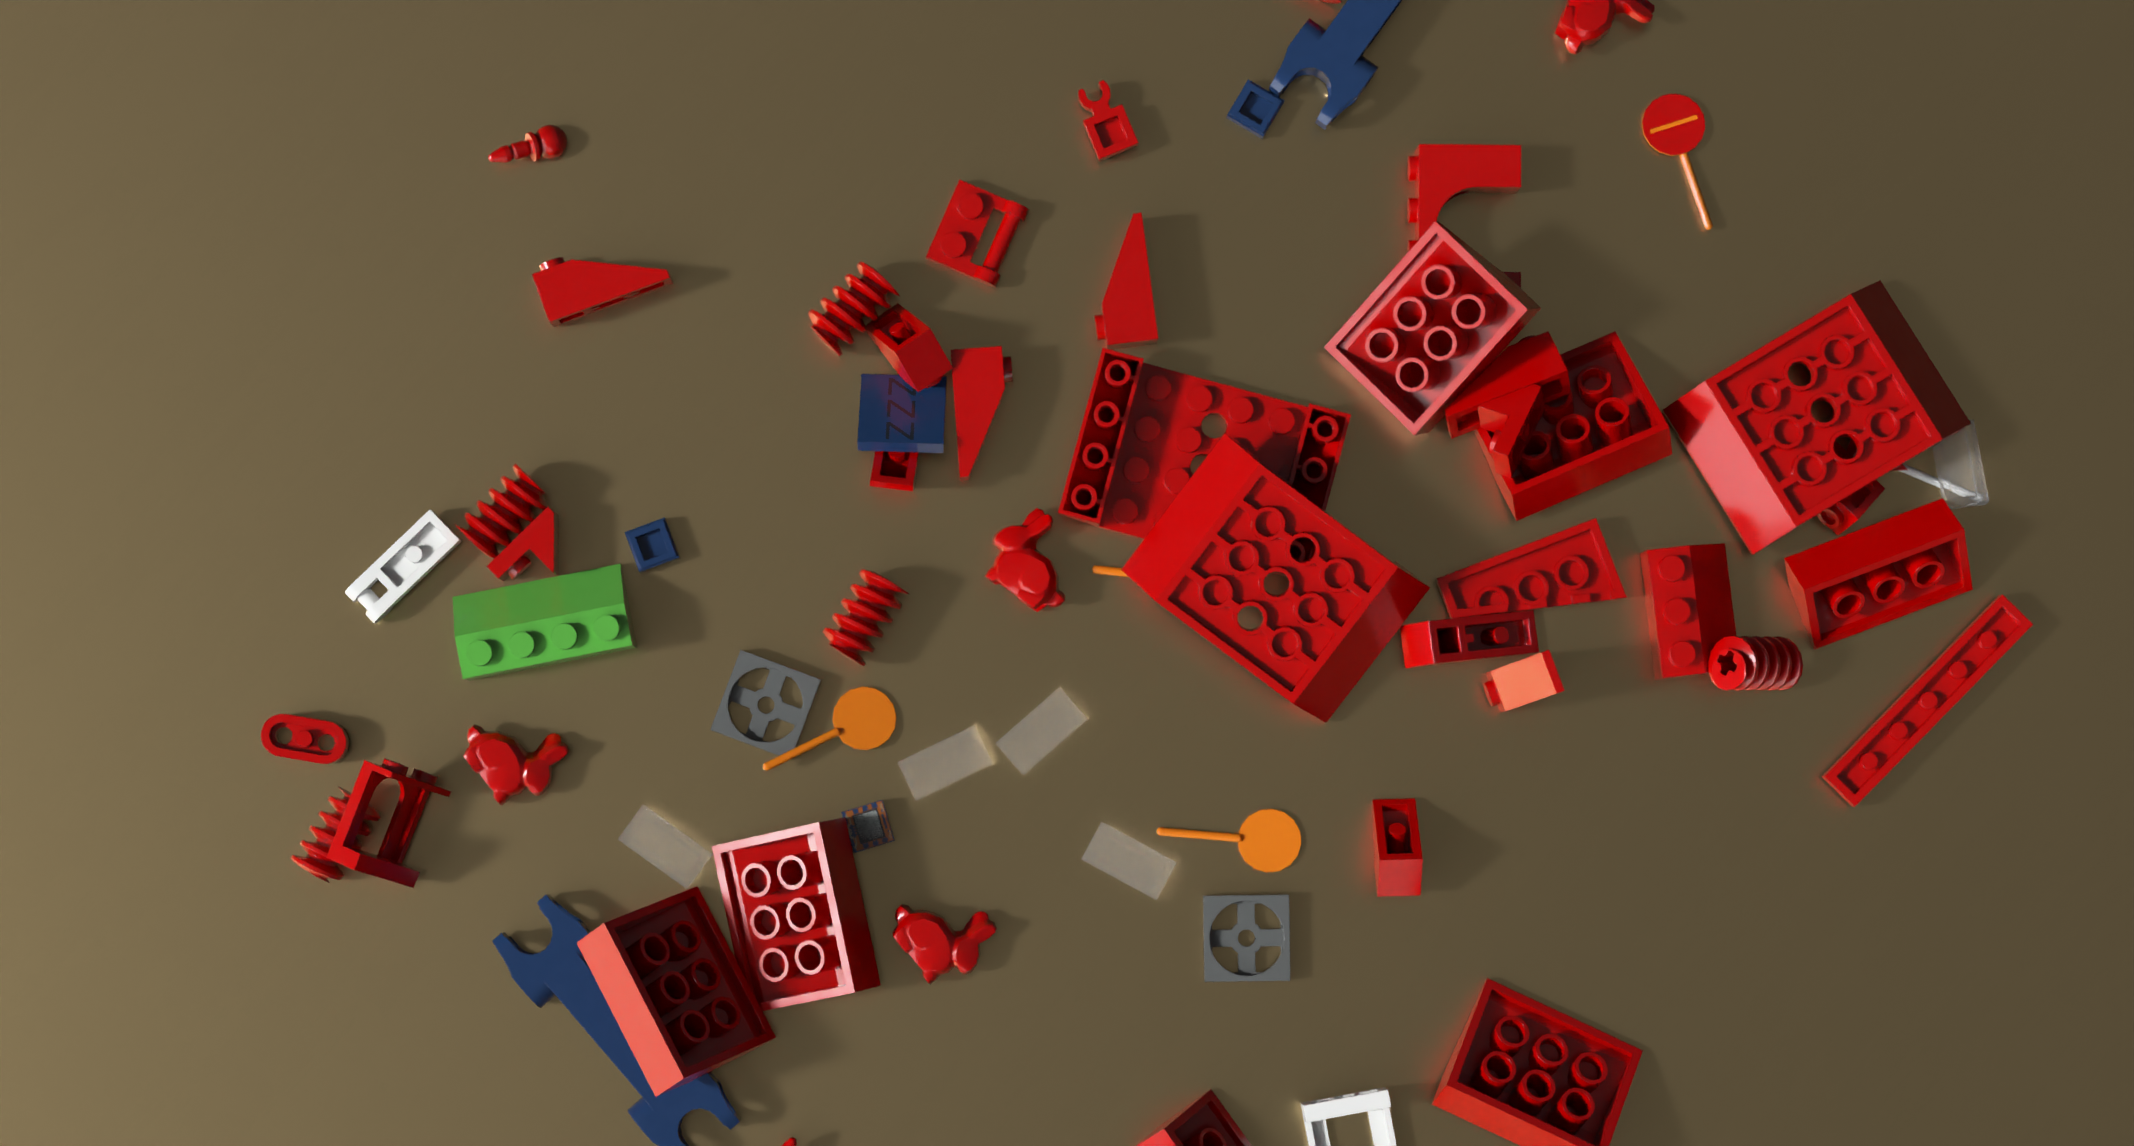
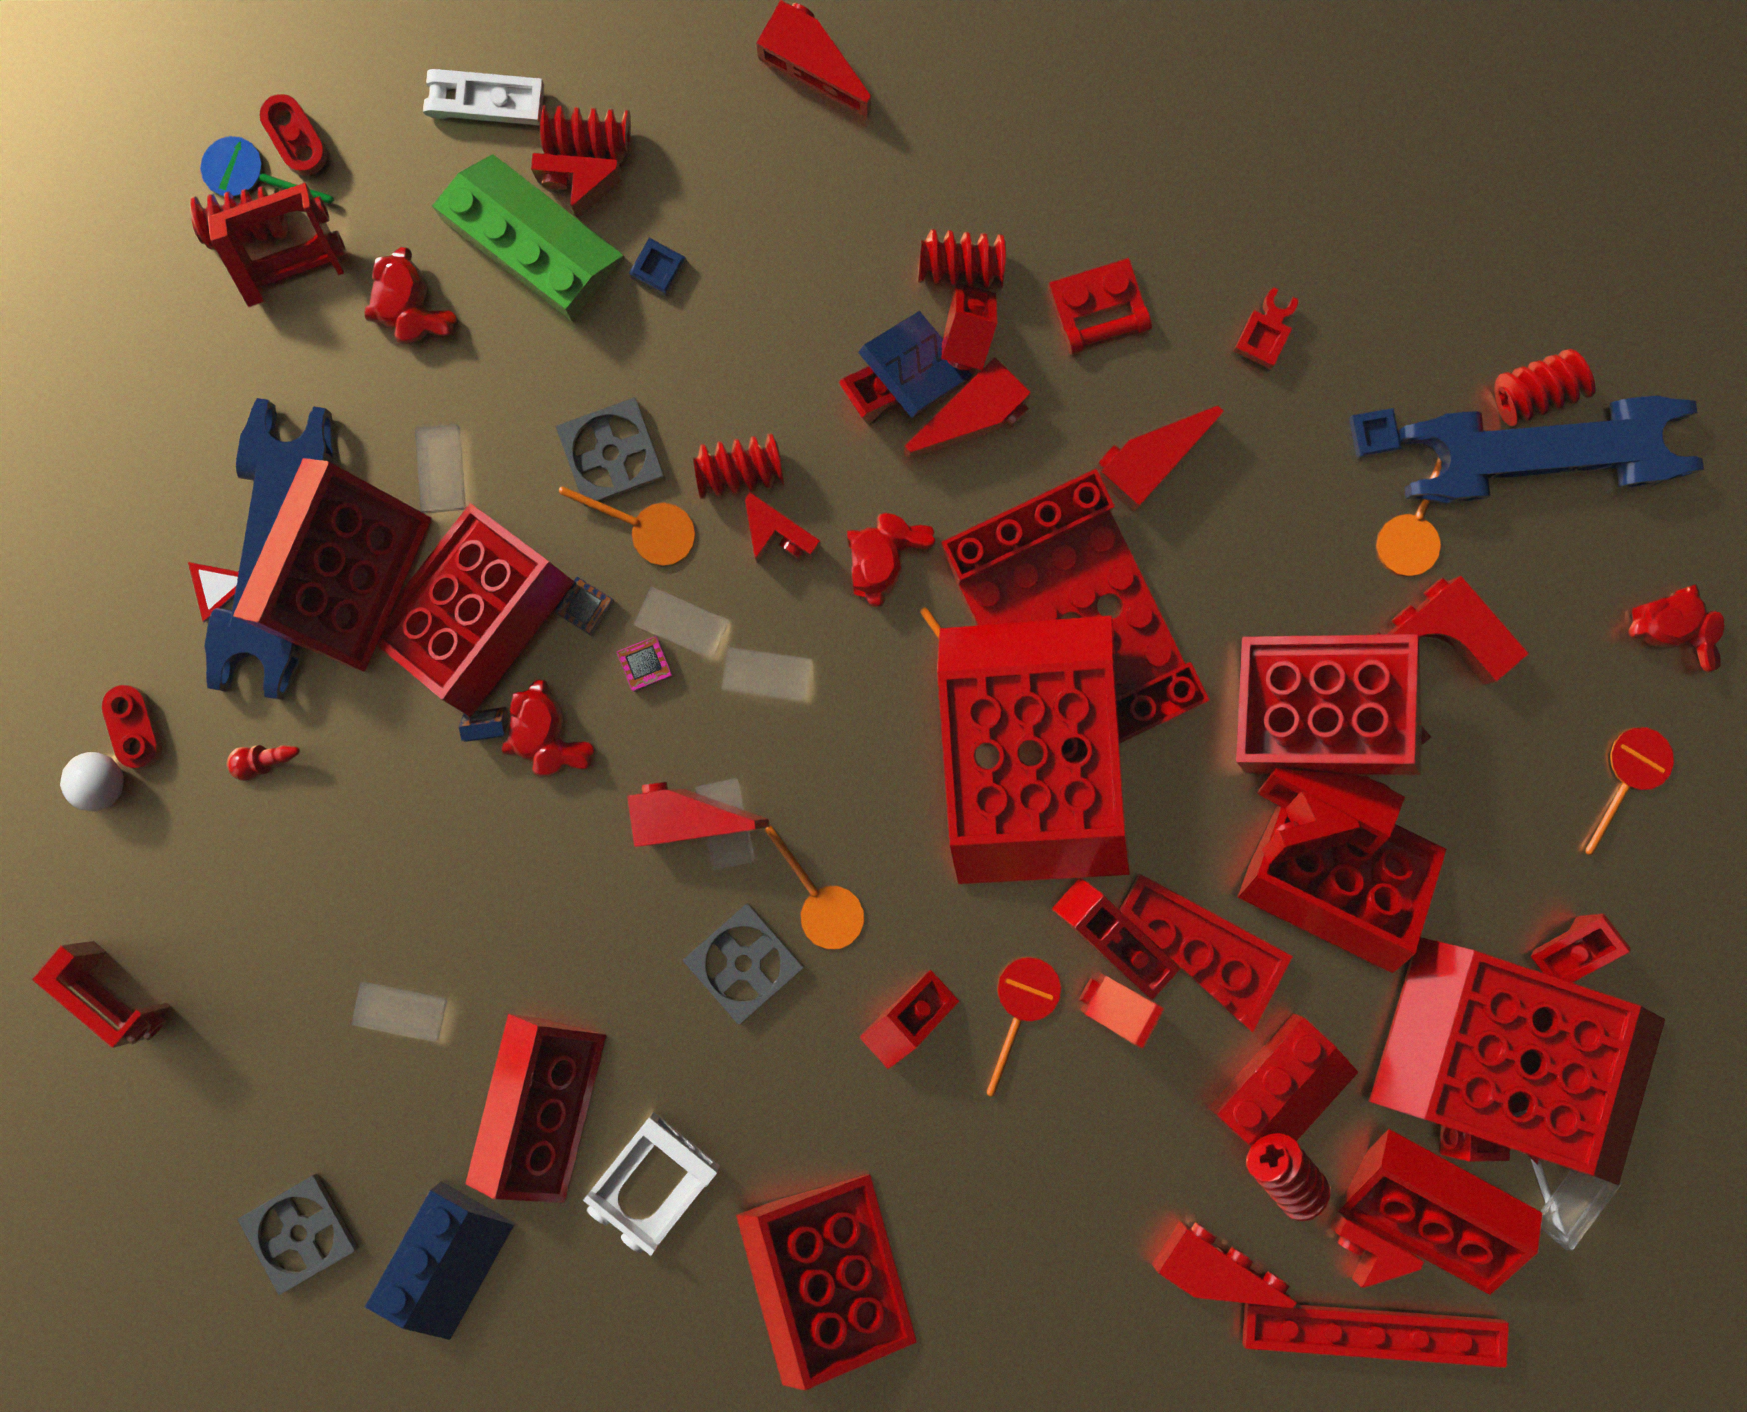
camera: 55 degrees right, 0 degrees up
(288, 806) = (237, 165): none -> blue piece
(606, 1099) = (212, 587): none -> piece
(895, 979) = (484, 724): none -> dark blue tile
(926, 631) = (768, 524): none -> red slope
(952, 818) = (644, 664): none -> tile
(1097, 885) = (679, 815): none -> red slope
(1359, 155) = (1410, 542): none -> orange piece
(1452, 741) = (1028, 992): none -> red piece
(1773, 785) = (1211, 1273): none -> red slope
(1774, 299) = (1582, 949): none -> red slope
(1875, 645) = (1382, 1258): none -> red slope

